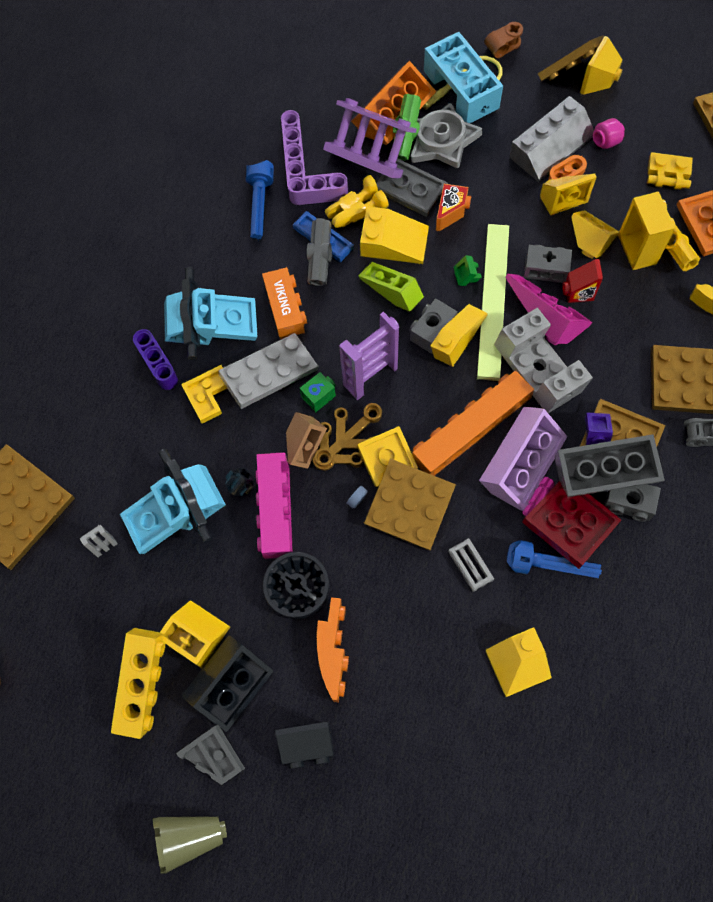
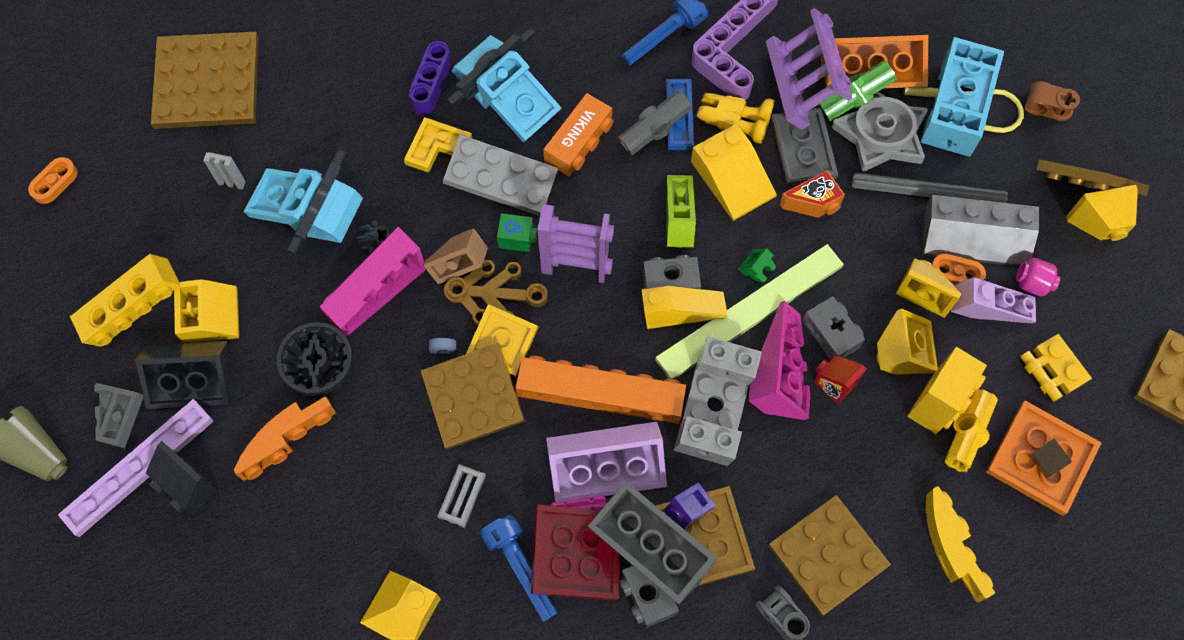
camera: 45 degrees right, 0 degrees up
(267, 772) = (132, 469): none -> lavender plate
(499, 145) = (925, 188): none -> dark grey axle
(606, 166) = (993, 302): none -> lavender slope

